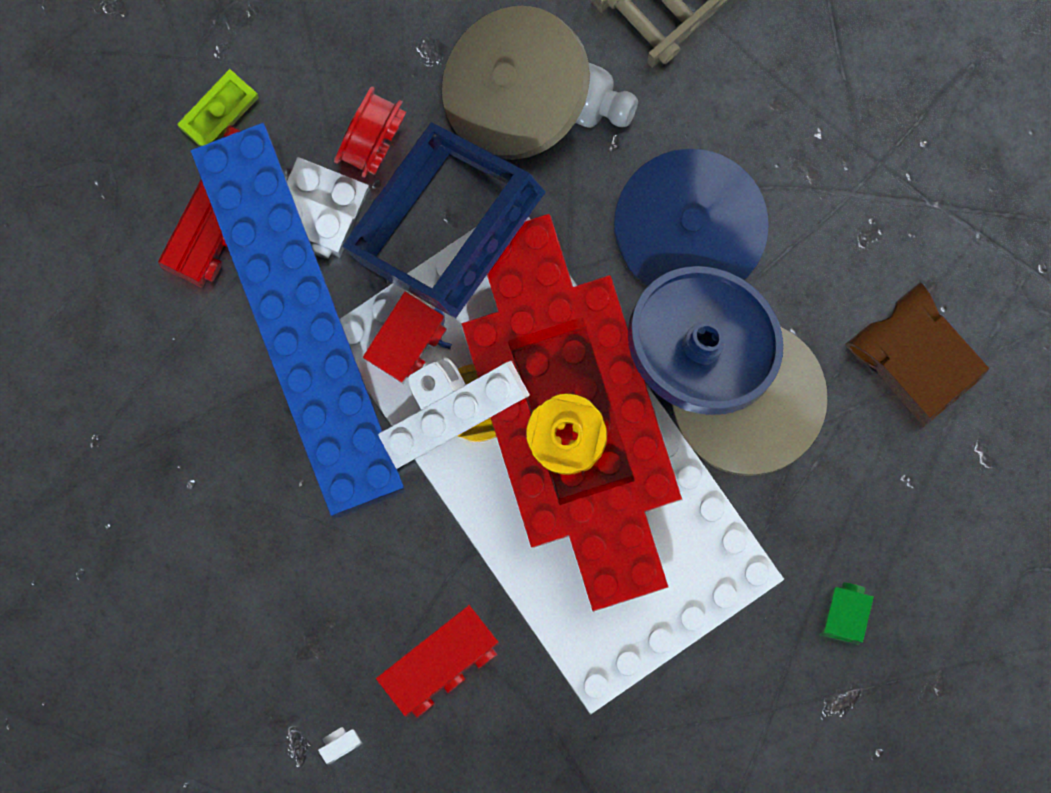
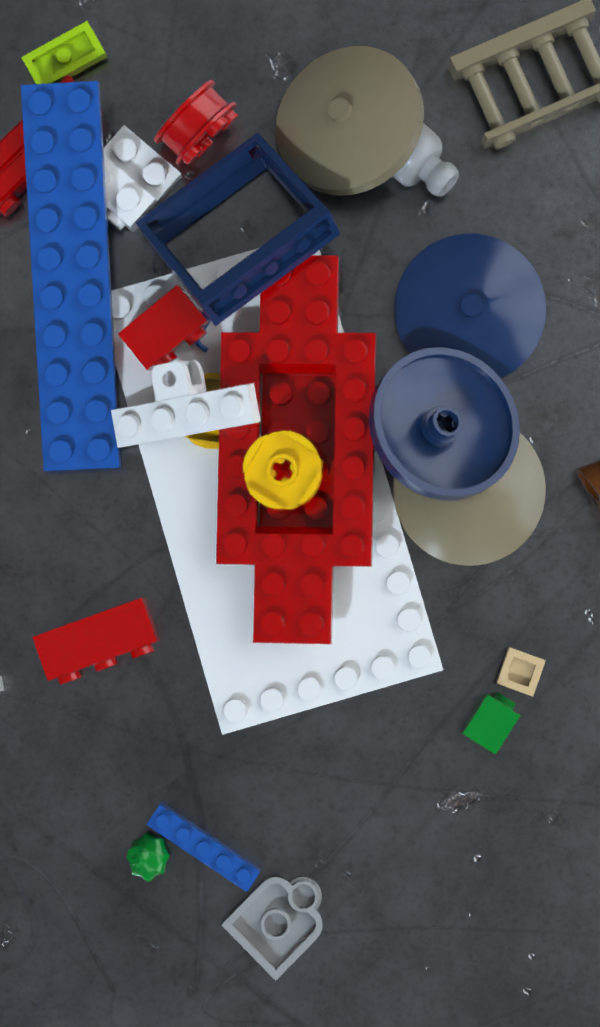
camera: 25 degrees right, 5 degrees up
(859, 556) = (520, 671): none -> tan plate

